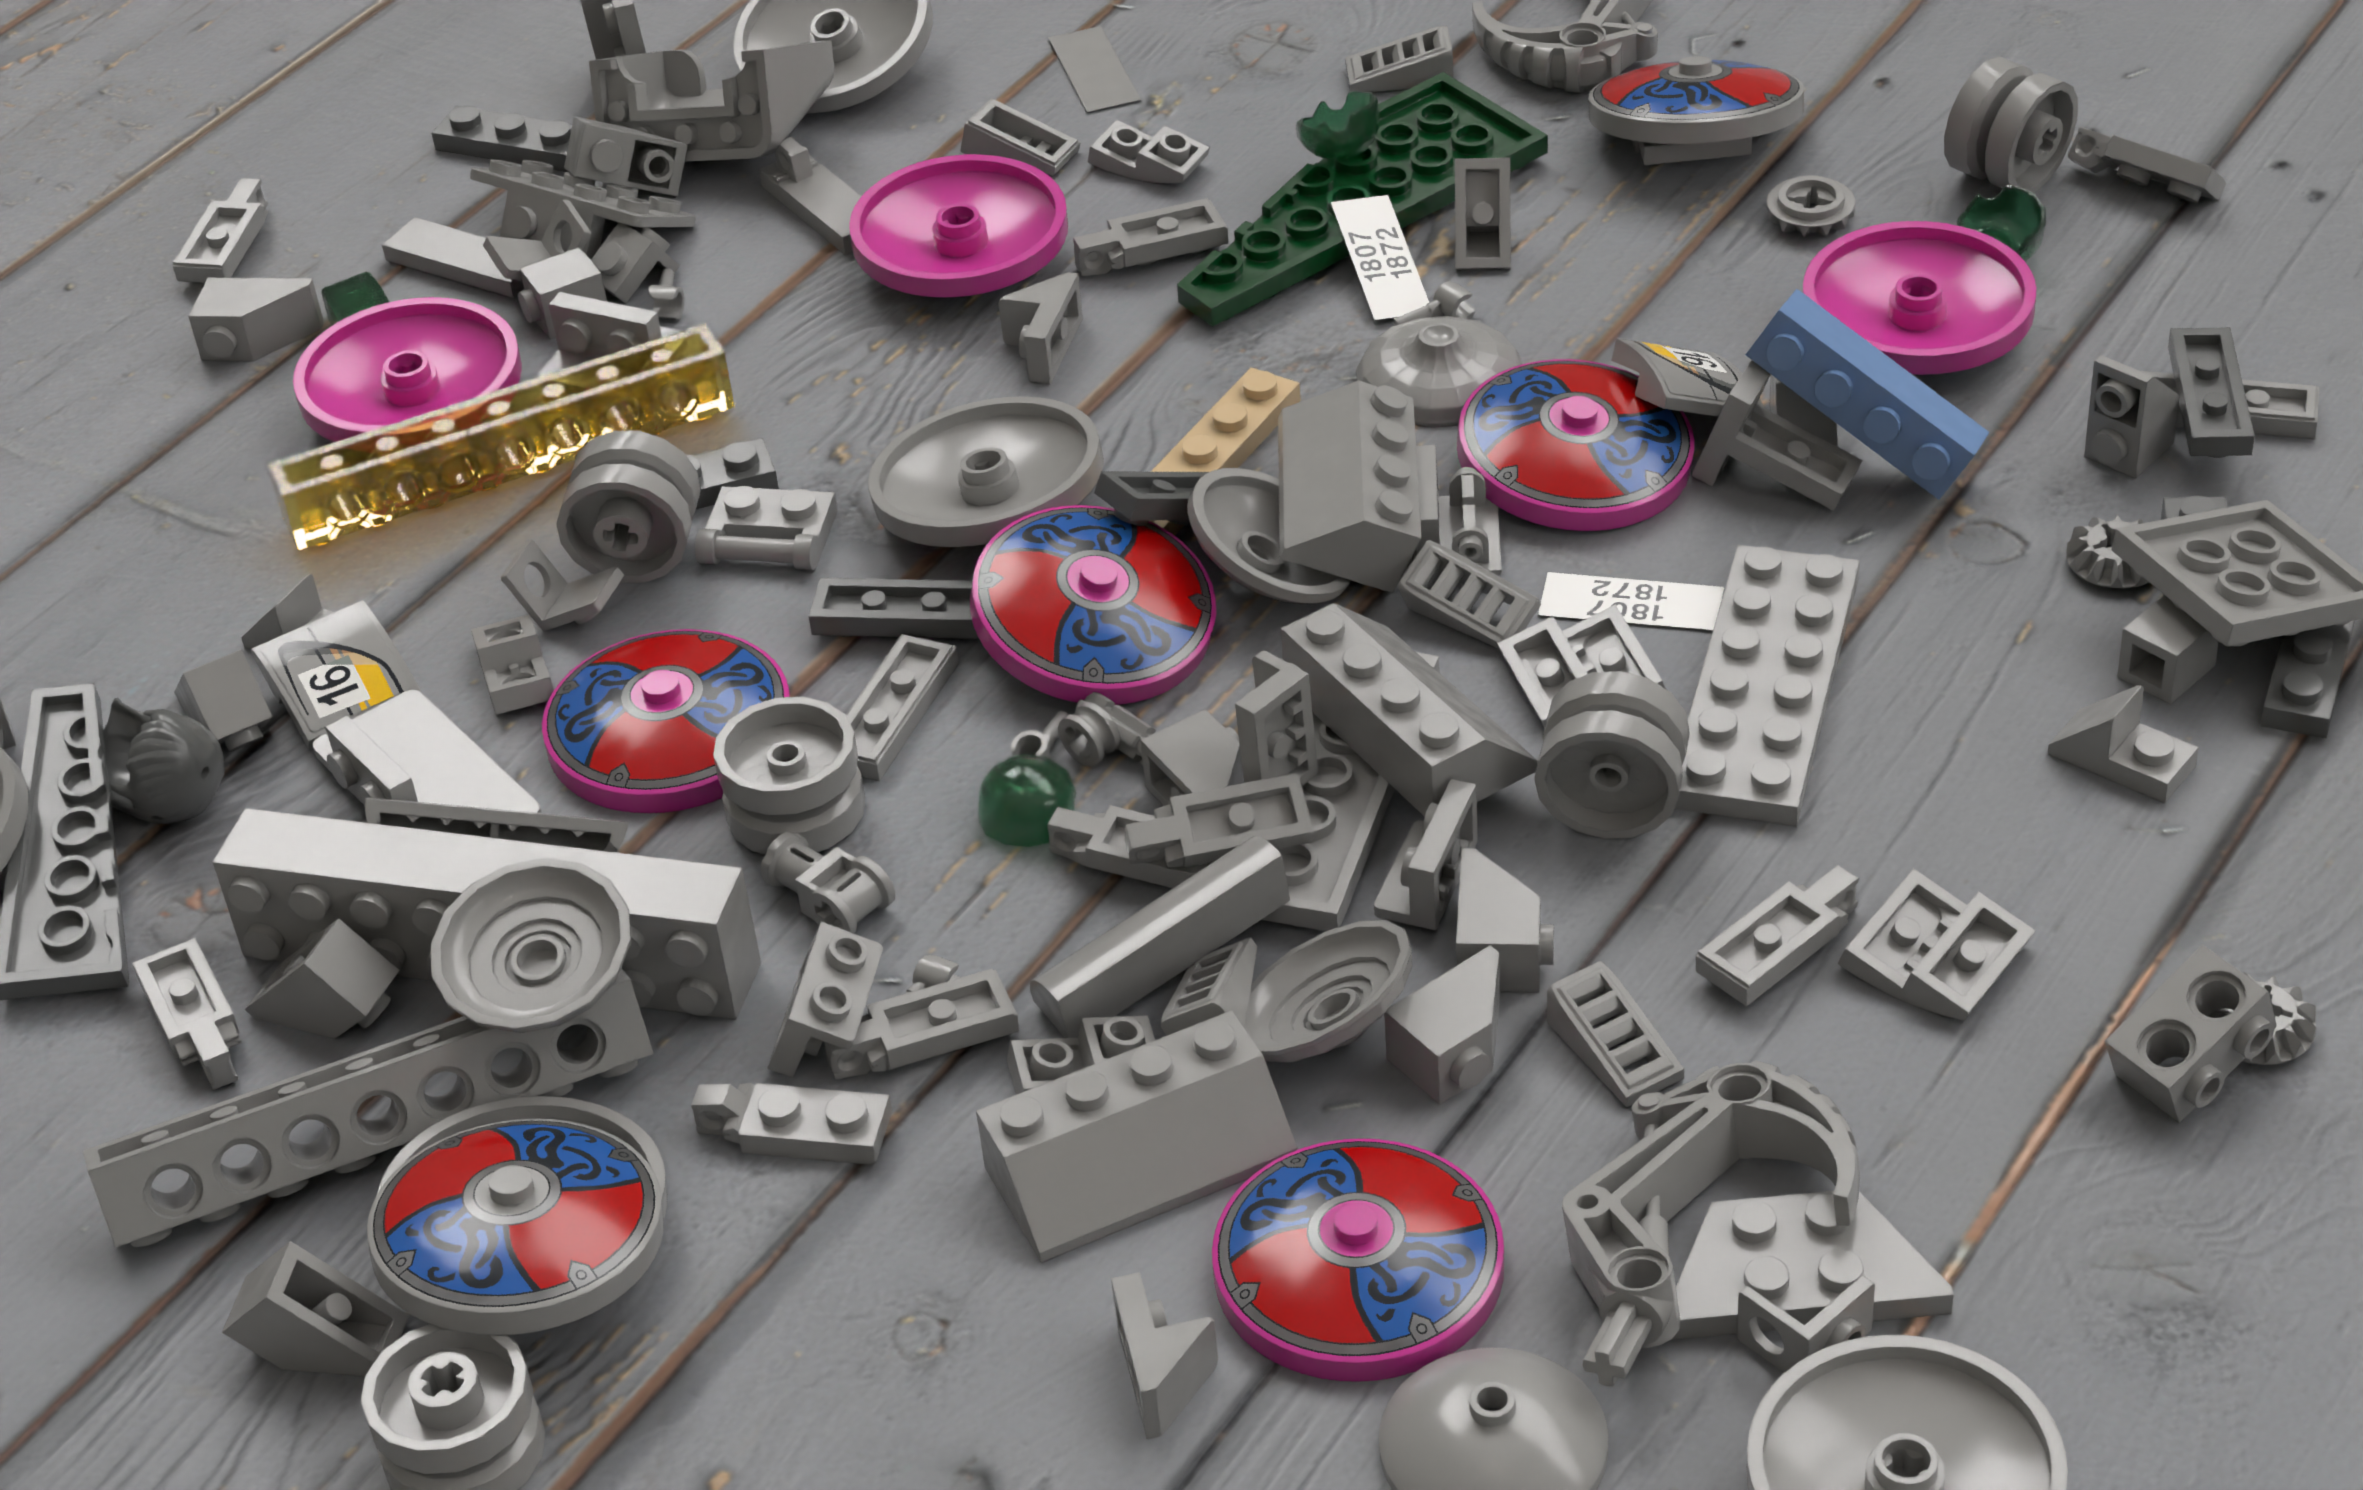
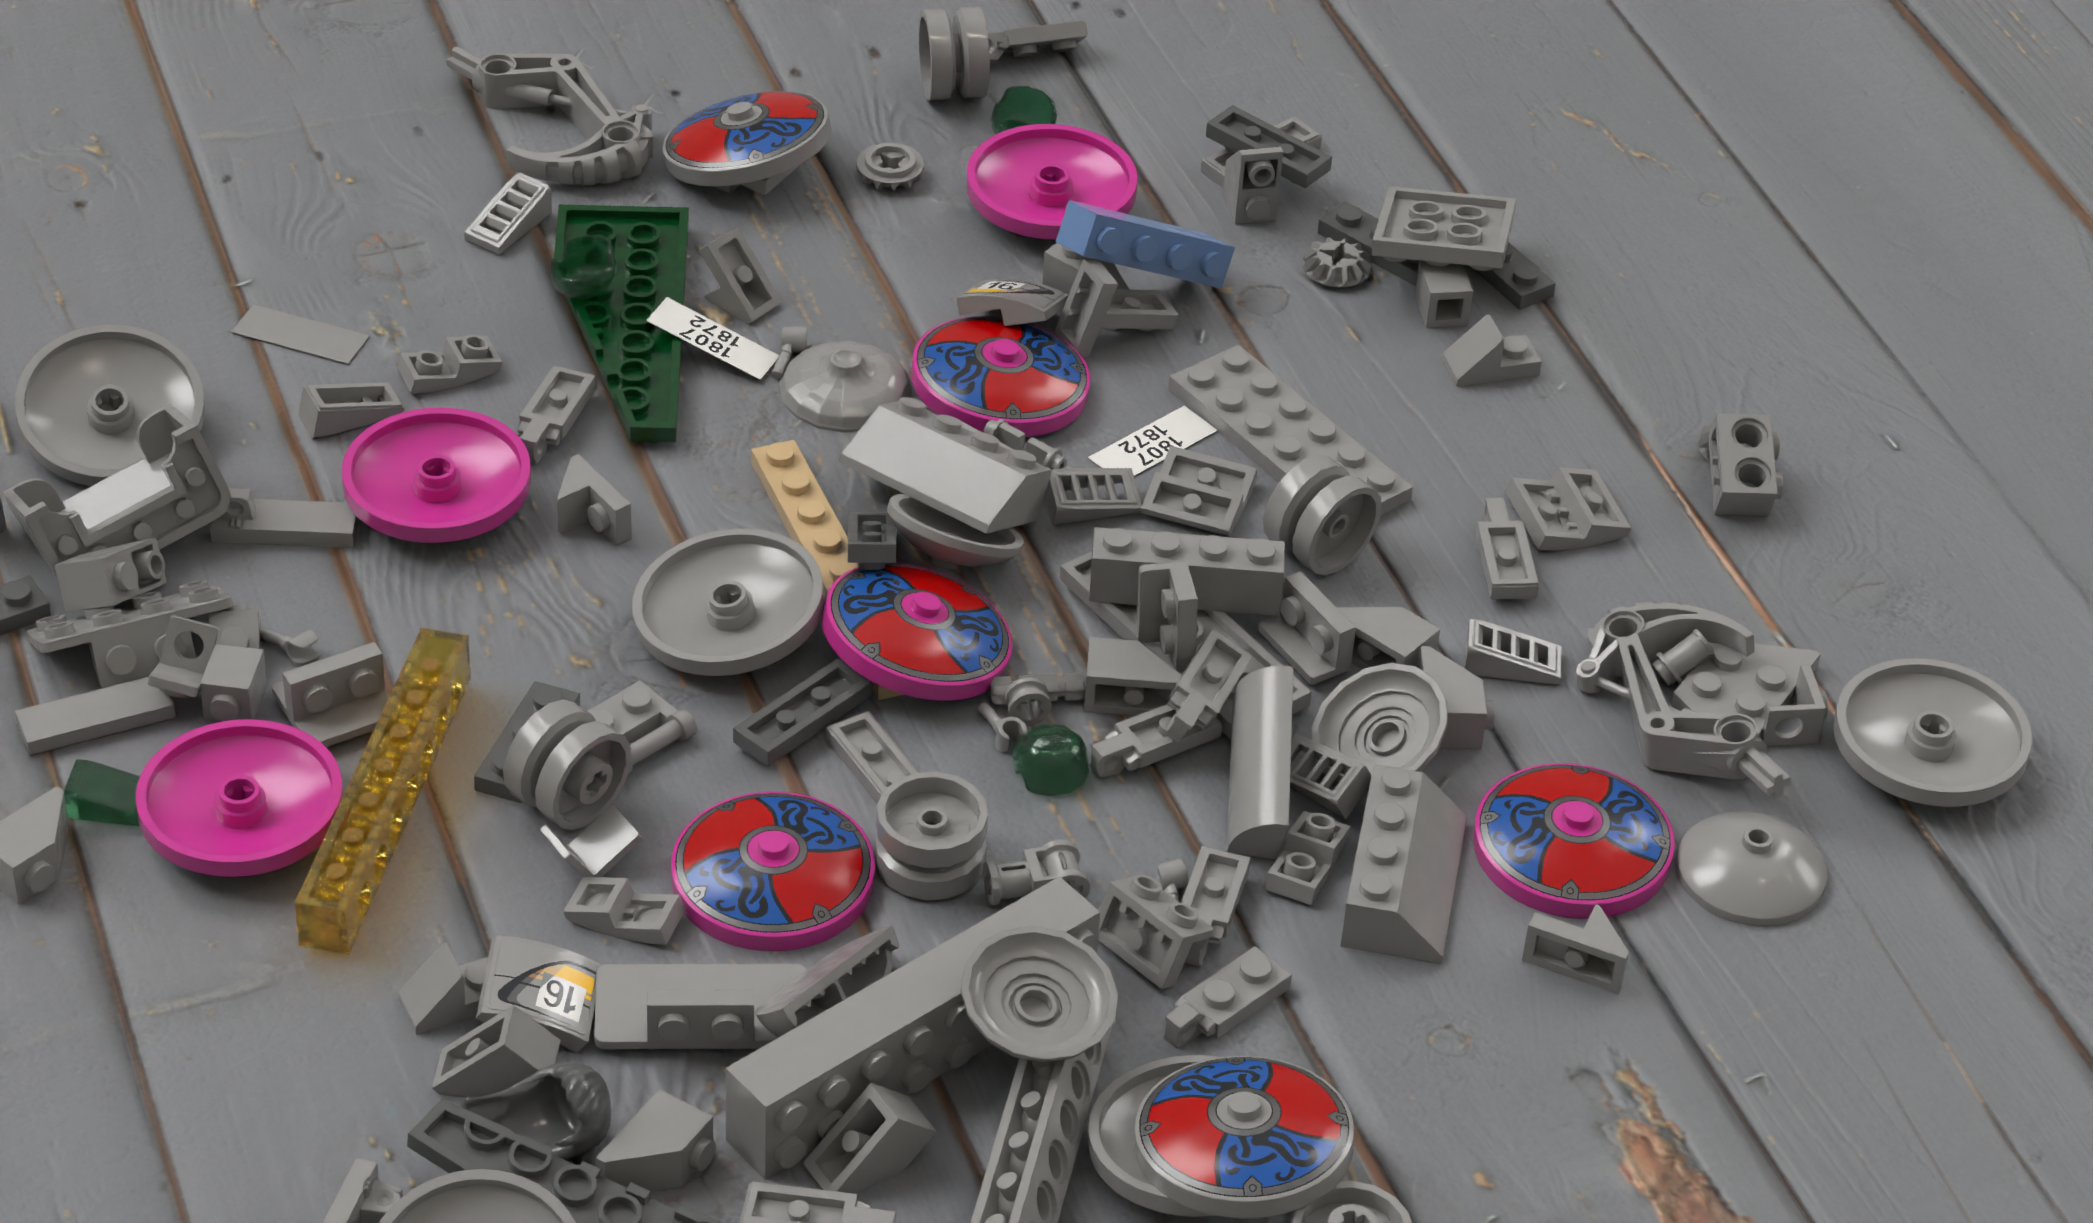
camera: 60 degrees left, 0 degrees up
(178, 852) = (660, 1145): none -> light grey slope
(1772, 1174) = (1682, 658): none -> light grey pin

